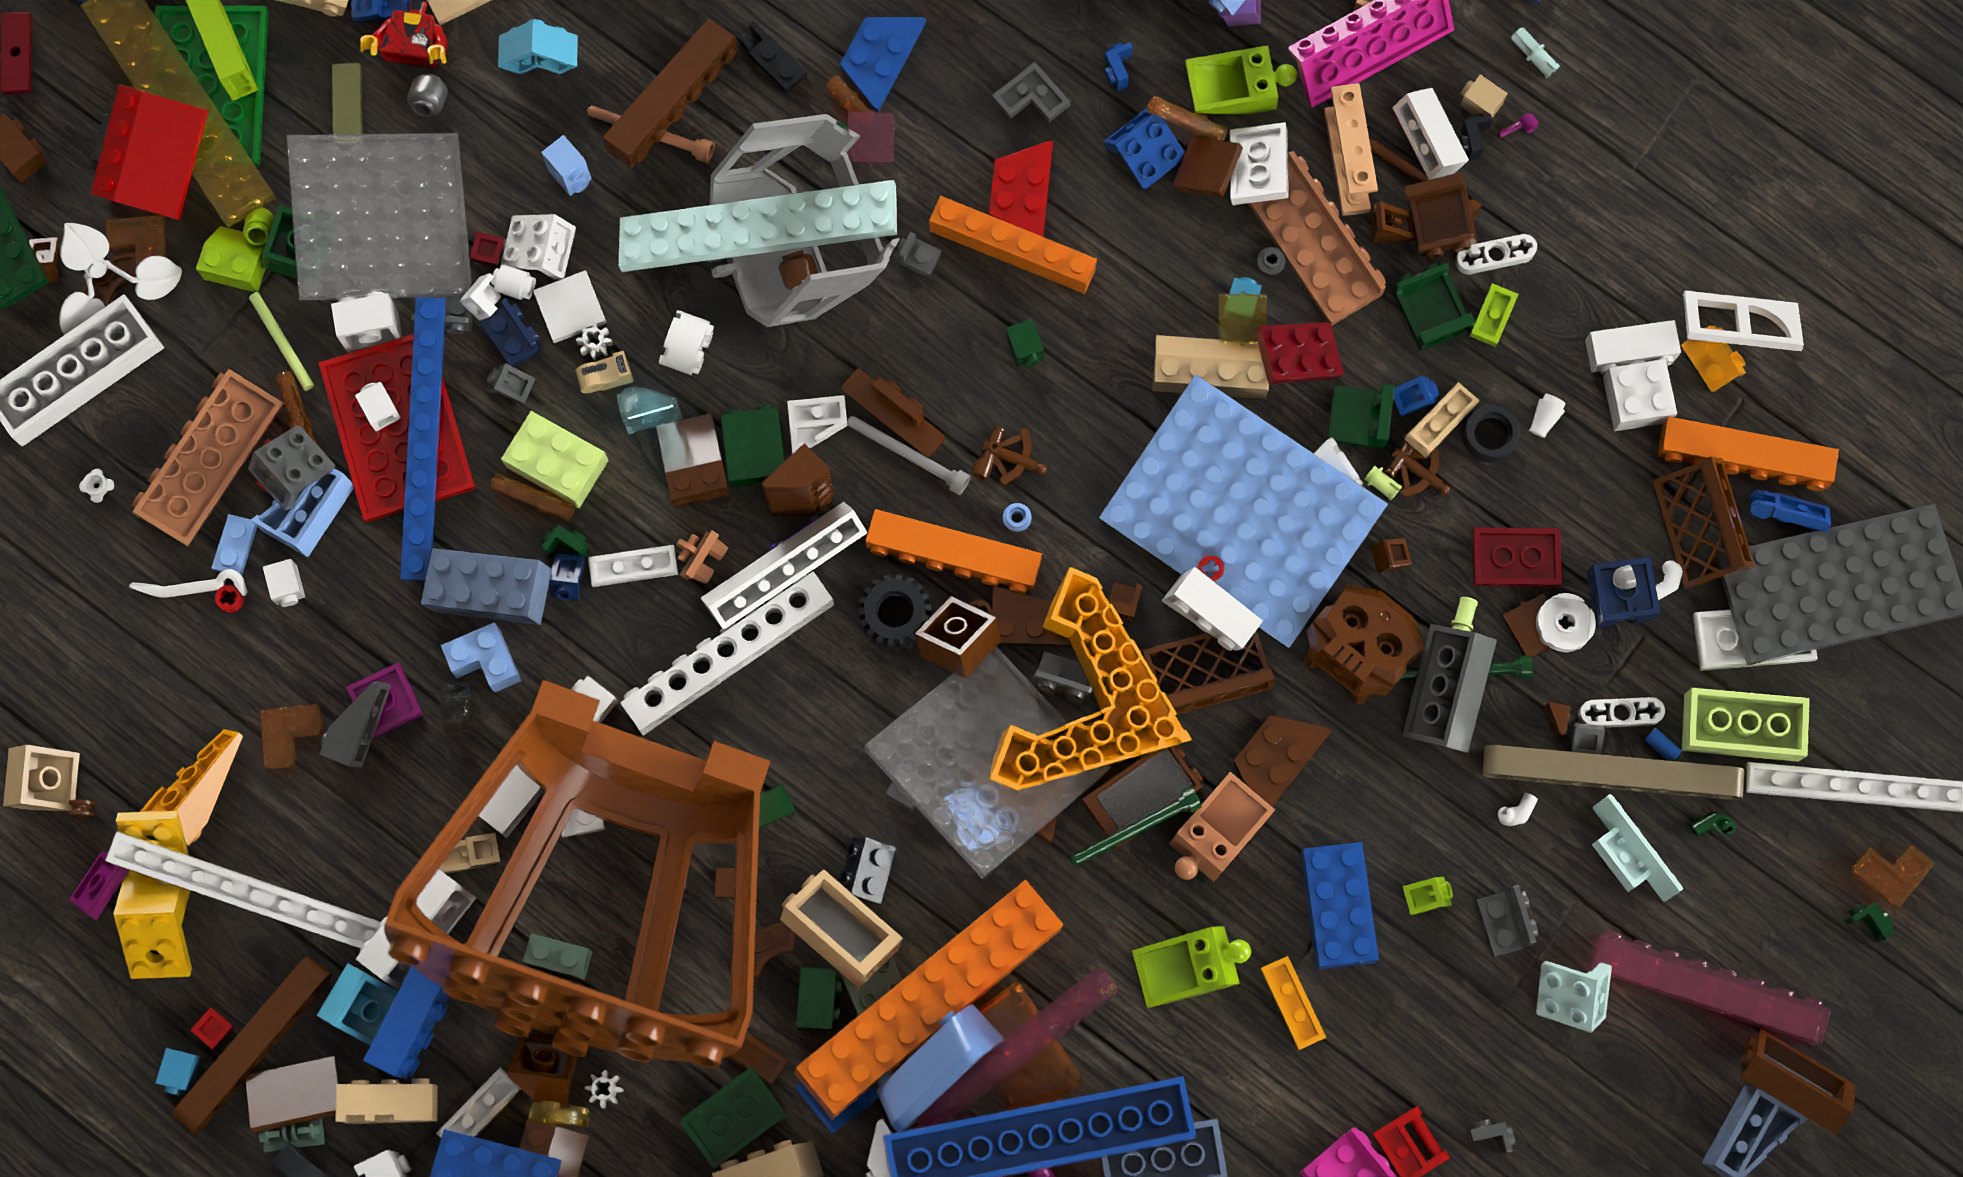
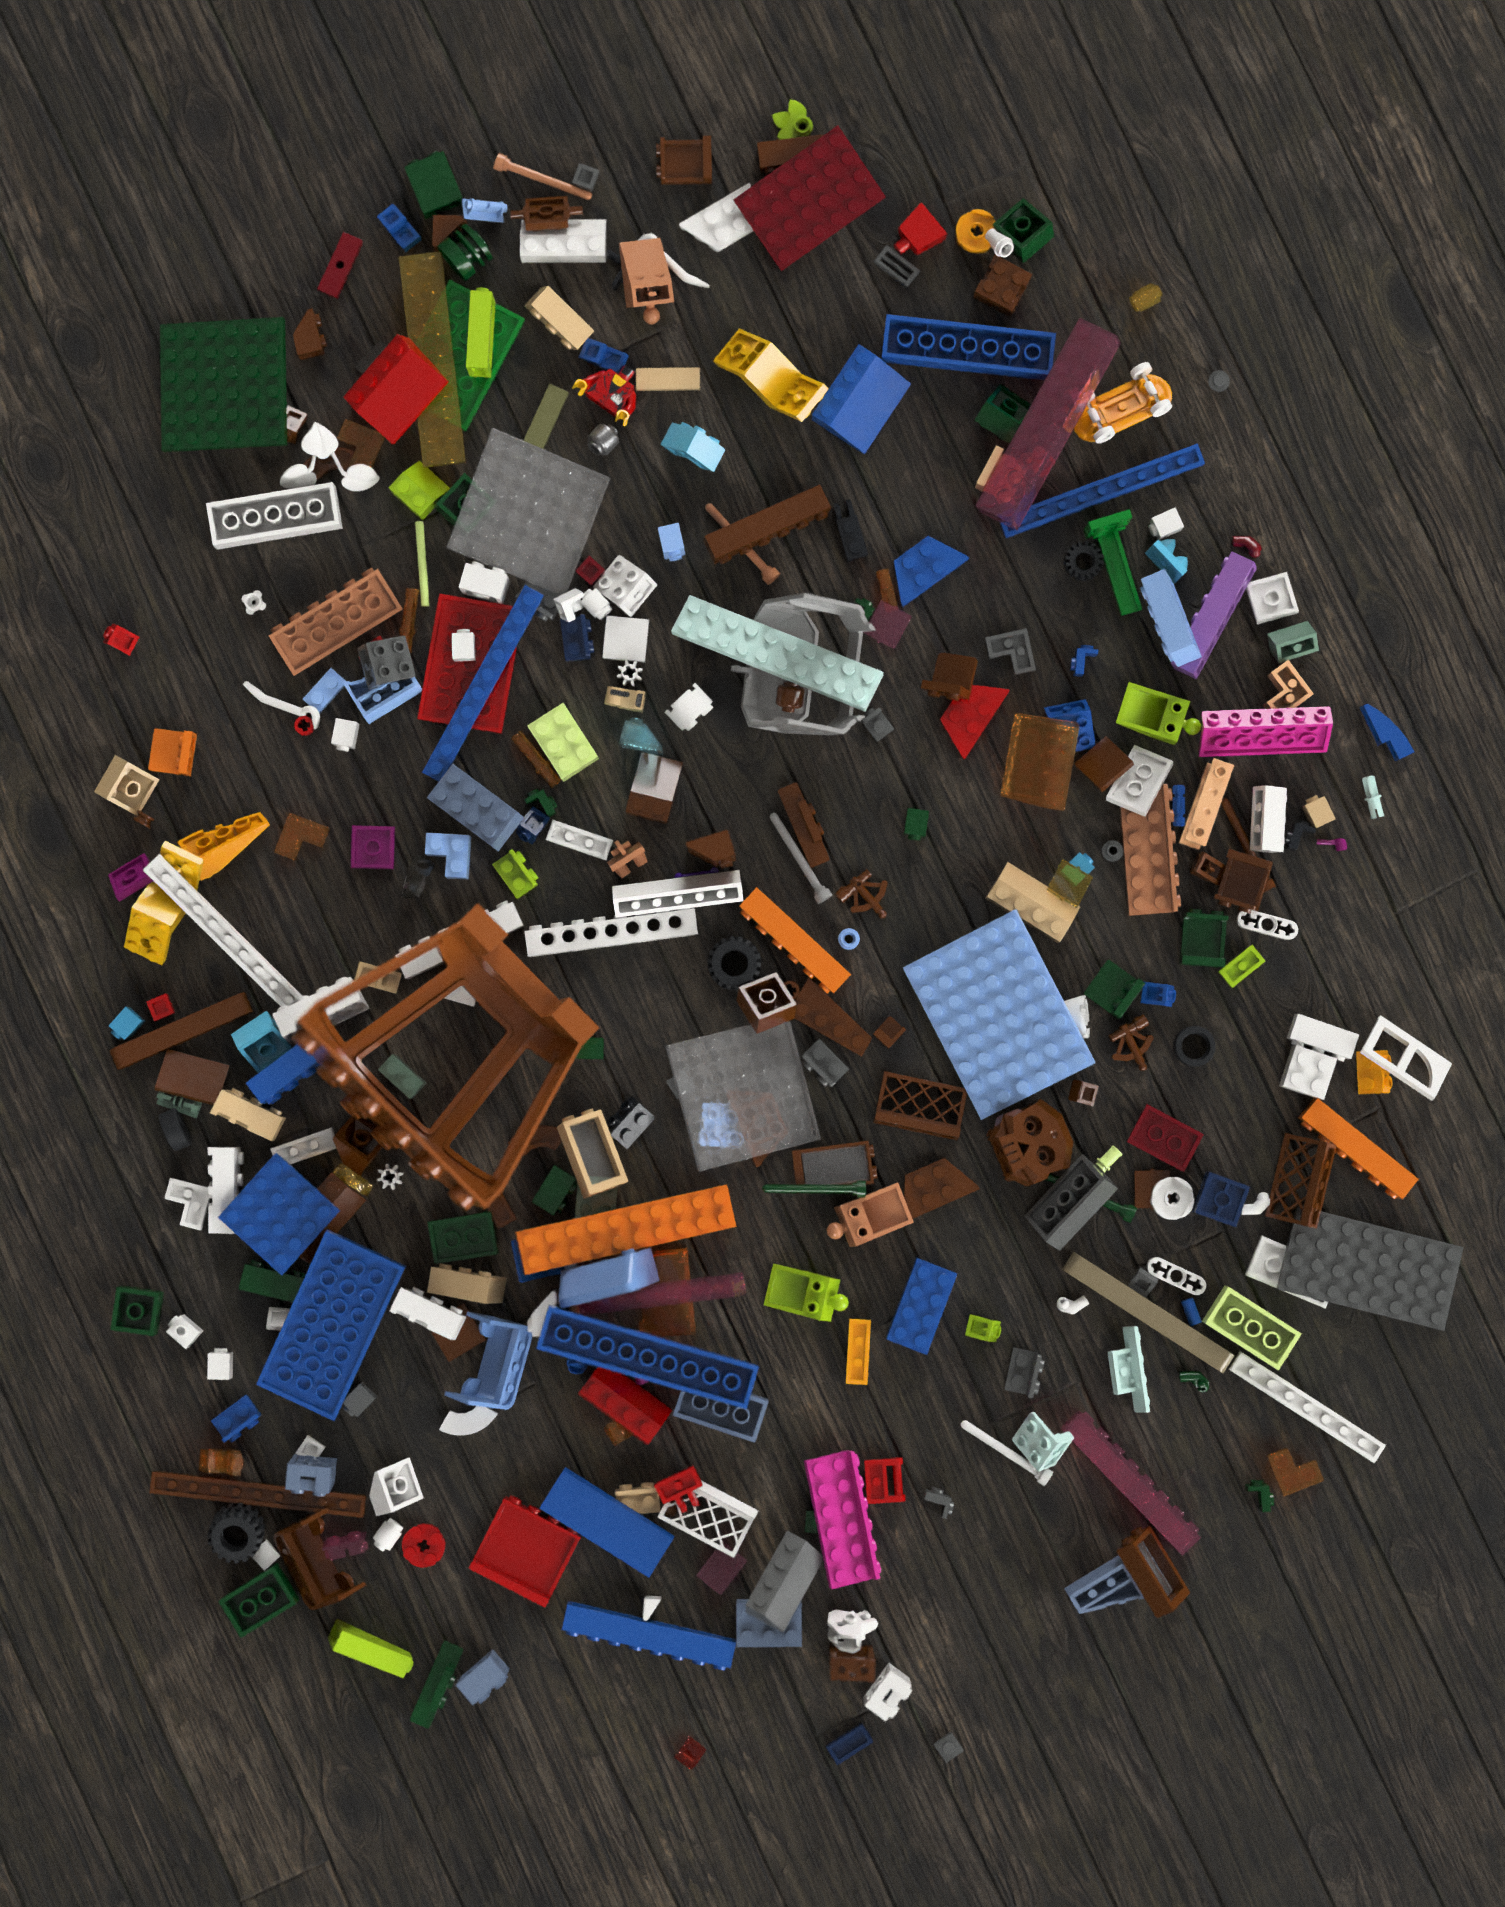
camera: 30 degrees right, 10 degrees up
(80, 710) = (172, 752): none -> orange bracket
(258, 226) = (444, 477): lime brick -> none
(354, 729) = (341, 860): dark grey slope -> none
(510, 383) = (559, 673): dark grey bracket -> none
(576, 643) = (515, 874): none -> lime bracket
(725, 883) = (534, 1083): reddish brown tile -> none
(752, 444) = (699, 800): dark green brick -> none
(815, 420) = (748, 804): white wing -> none
(977, 157) = (951, 677): none -> reddish brown bracket
(1012, 244) = (943, 750): orange brick -> none
(1131, 197) = (1040, 761): none -> clear orange slope
(1133, 710) = (855, 1112): light orange wedge -> none
(1195, 123) = (1112, 730): clear orange pin -> none
(1205, 561) = (959, 1048): red bush -> none
(1212, 609) = (942, 1070): white wedge -> none
(1299, 352) = (1095, 926): dark red plate -> none
(1319, 171) = (1178, 805): none -> blue axle
(1382, 482) = (1103, 1041): yellowish green pin -> none
(1442, 419) = (1166, 1020): tan tile -> none
(1547, 414) = (1239, 1052): white cone -> none
(1558, 718) = (1132, 1259): reddish brown slope -> none
(1598, 1037) = (1042, 1476): none -> white piece
(1624, 578) = (1223, 1192): light grey hinge -> none
(1790, 509) = (1364, 1201): blue hinge -> none

